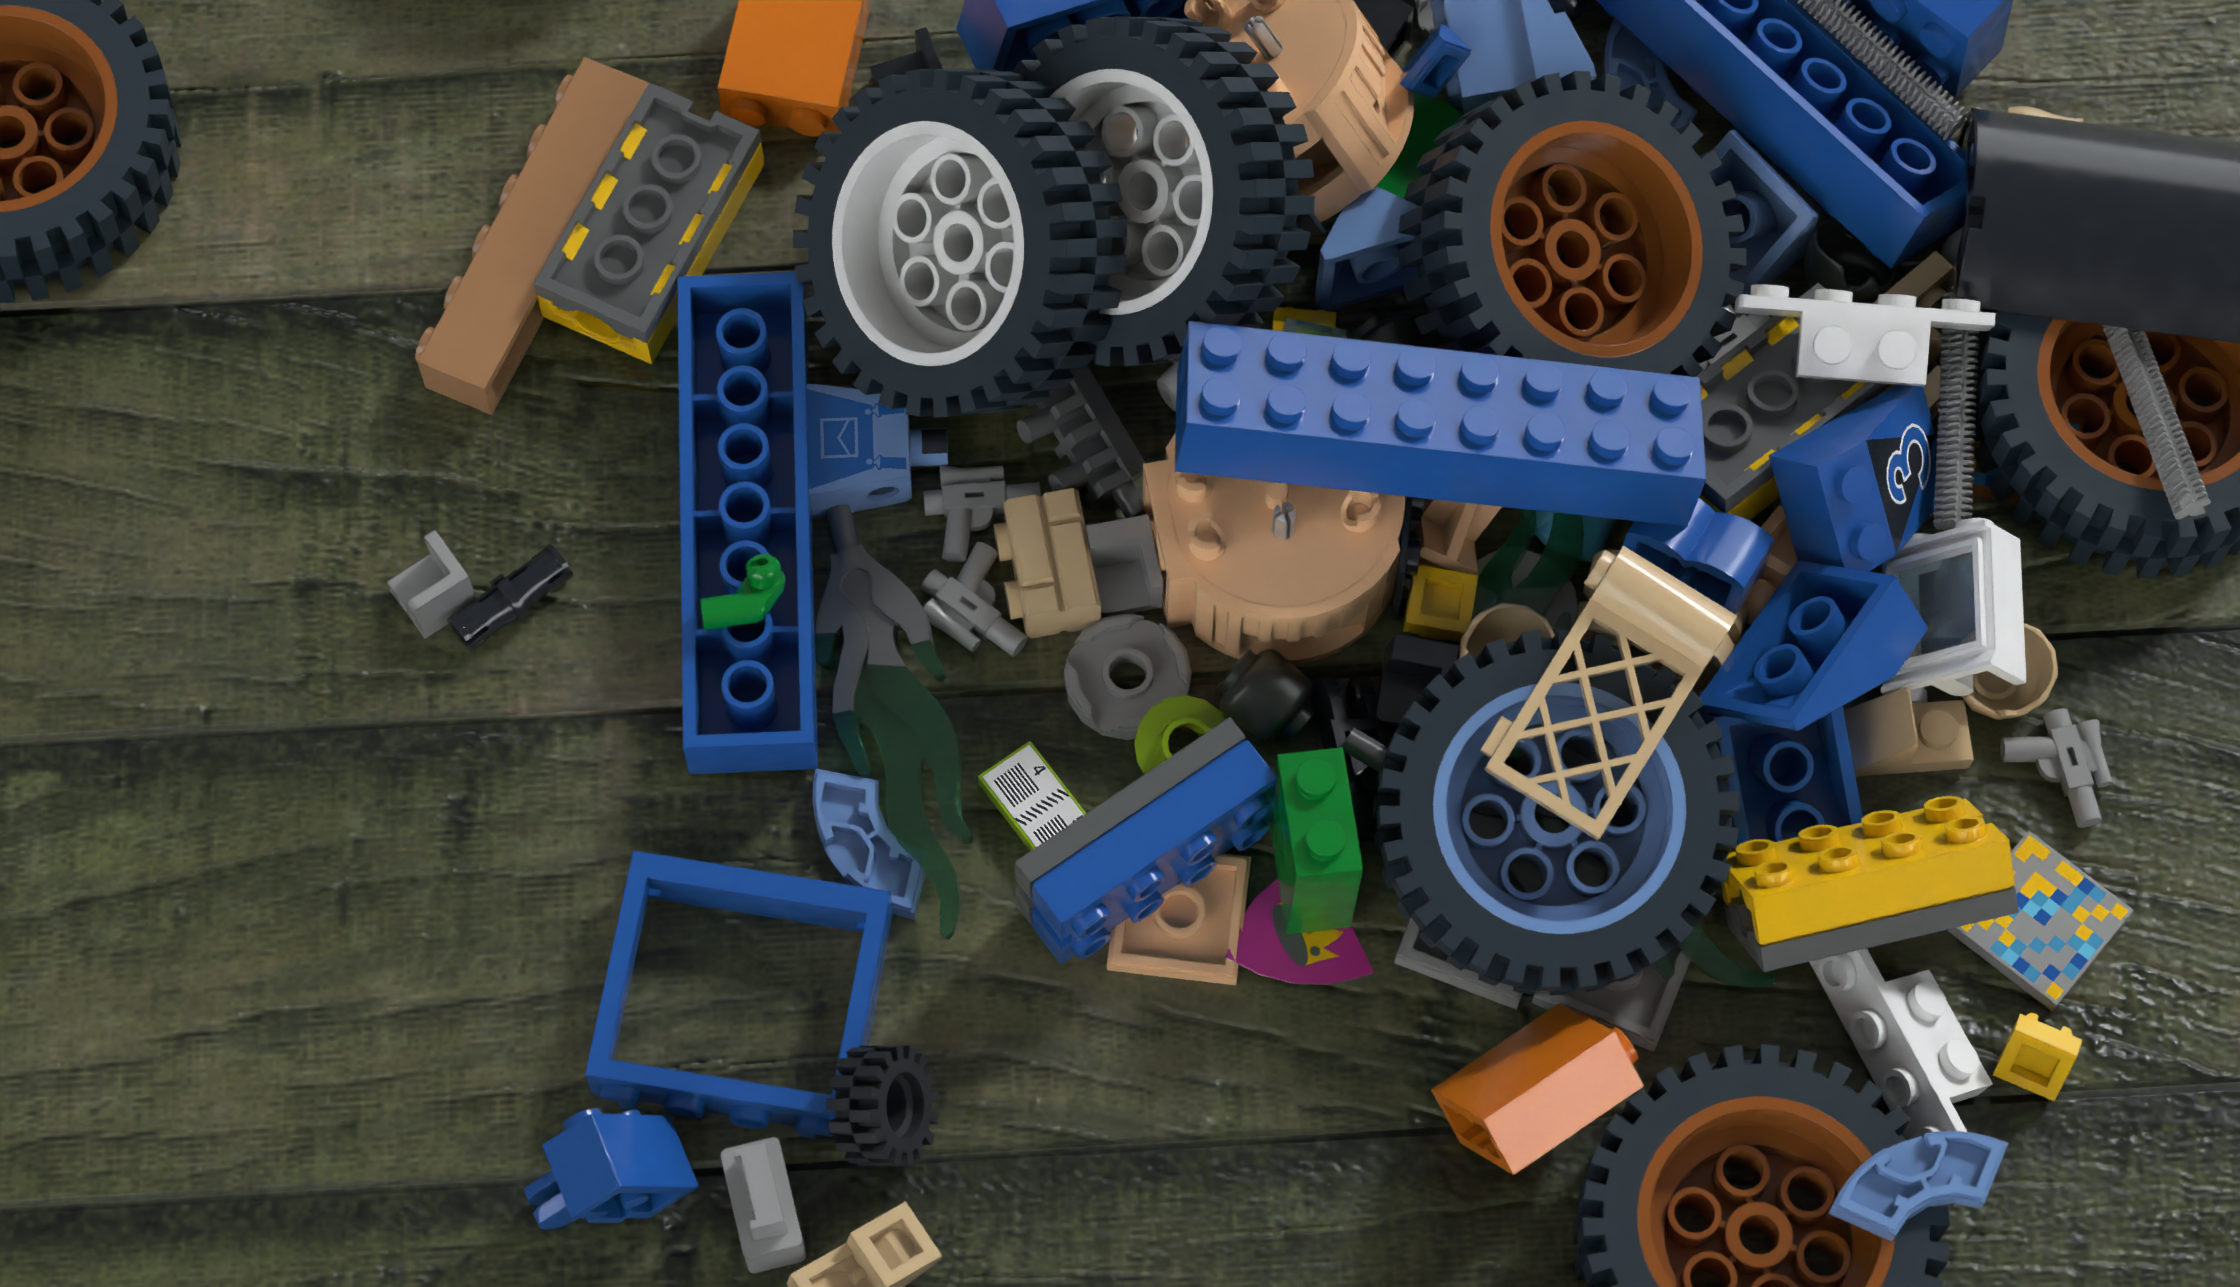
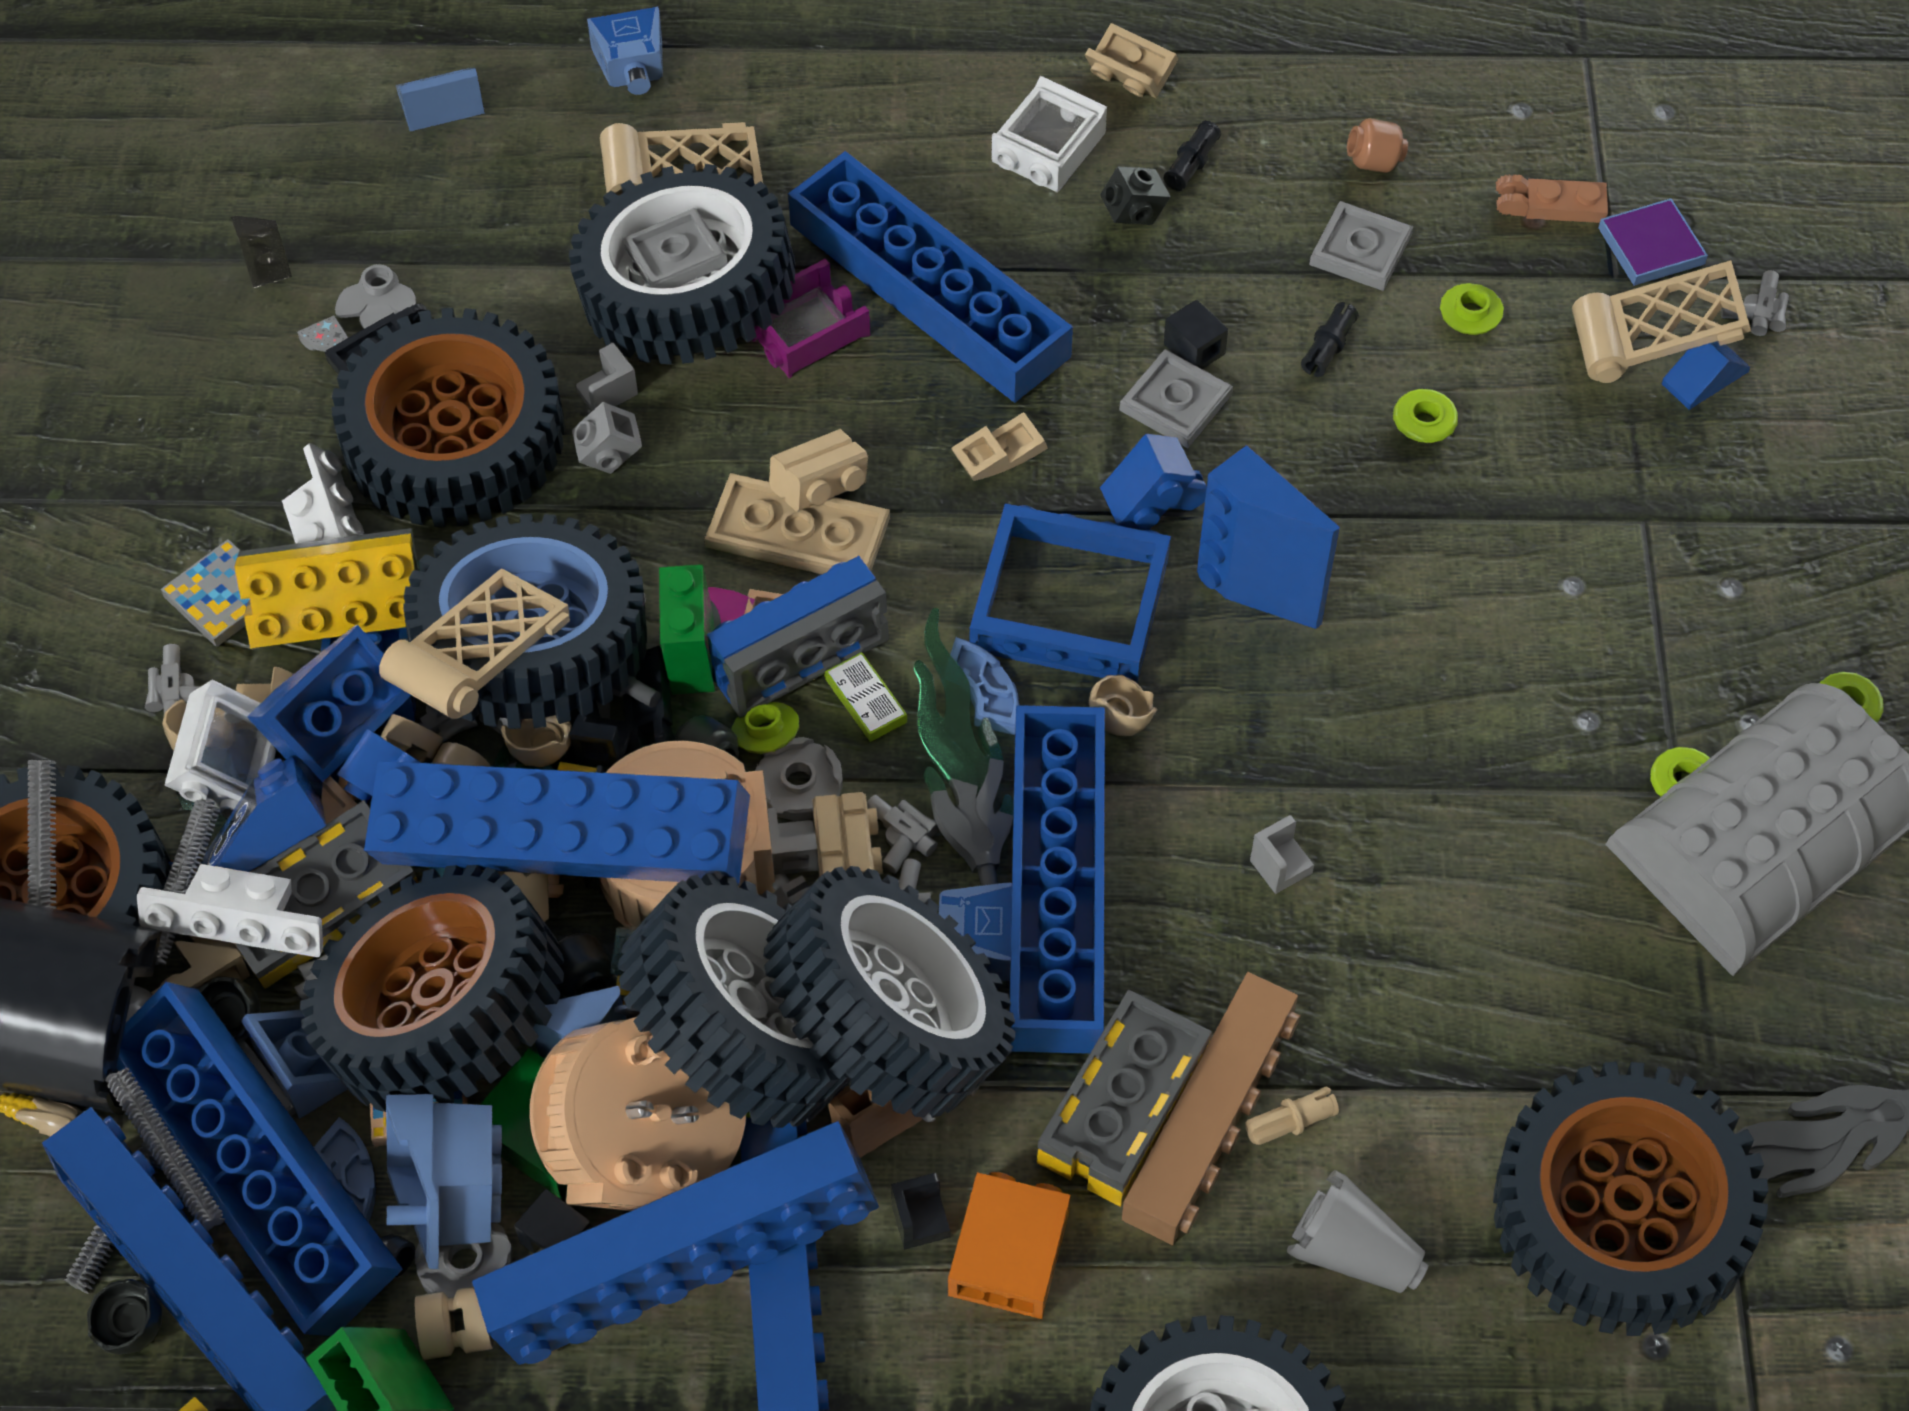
camera: 175 degrees left, 10 degrees down
(365, 72) = (1357, 1239): none -> light grey cone
(433, 233) = (1292, 1116): none -> tan axle
(445, 1007) = (1265, 541): none -> blue slope
(510, 597) = (1224, 853): black pin -> none
(658, 799) = (1125, 703): none -> tan hair
(752, 599) = (1056, 787): green arm -> none
(763, 1205) = (1060, 472): light grey piece -> none
(883, 1105) = (982, 509): black tyre -> none
(1148, 1169) = (818, 470): none -> tan brick
(1175, 1100) = (764, 527): none -> tan tile
(1435, 62) = (511, 1123): blue slope -> none
(1498, 1212) = (606, 438): none -> light grey brick
(1538, 1087) = (571, 481): orange brick -> none
(1919, 1175) = (347, 407): medium blue tile -> none
(2037, 1056) = (249, 510): yellow tile -> none

